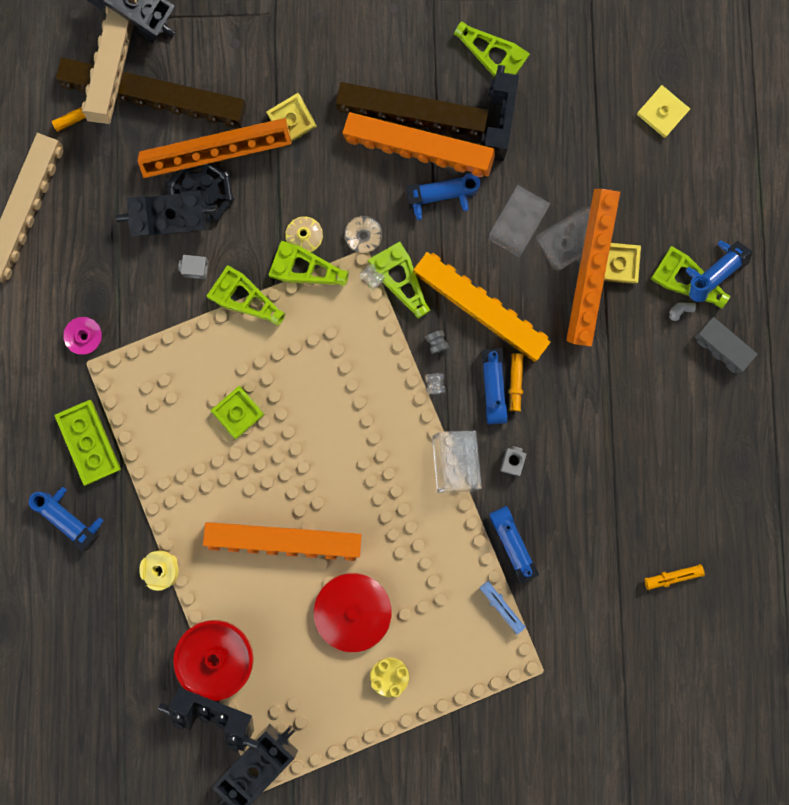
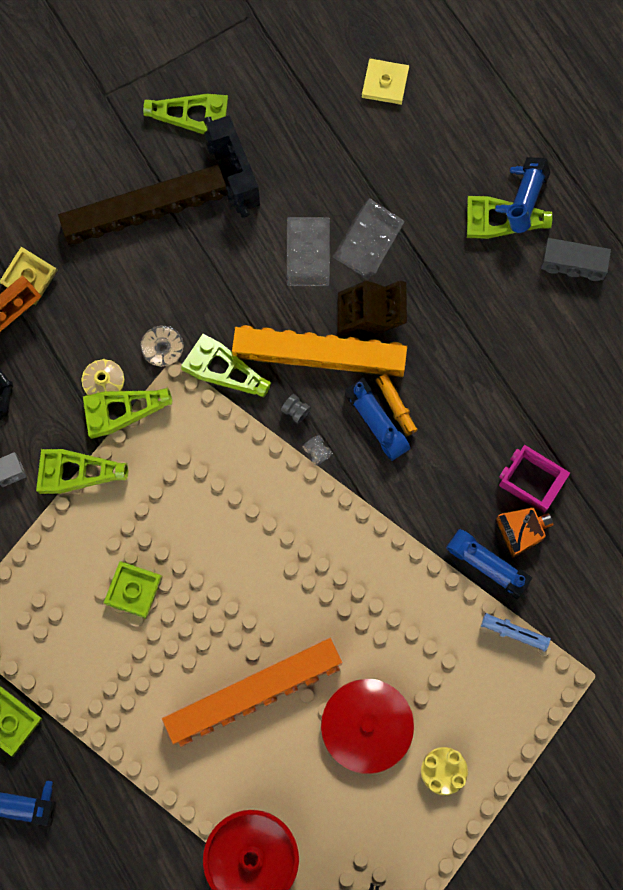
camera: 25 degrees left, 10 degrees down
(151, 576) = (146, 787): light yellow plate -> none
(372, 277) = (194, 380): clear wheel -> none
(419, 144) = (168, 231): orange brick -> none
(440, 191) = (196, 279): blue piece -> none
(456, 461) = (384, 512): clear brick -> none
(507, 467) = (436, 491): light grey brick -> none
(542, 295) = (372, 307): none -> dark brown bracket
(555, 533) = (523, 529): none -> orange torso
(593, 266) = (405, 251): orange brick -> none
(596, 517) = (543, 463): none -> dark pink window
(623, 263) = (428, 238): light yellow plate -> none
(679, 308) = (512, 248): light grey arm -> none

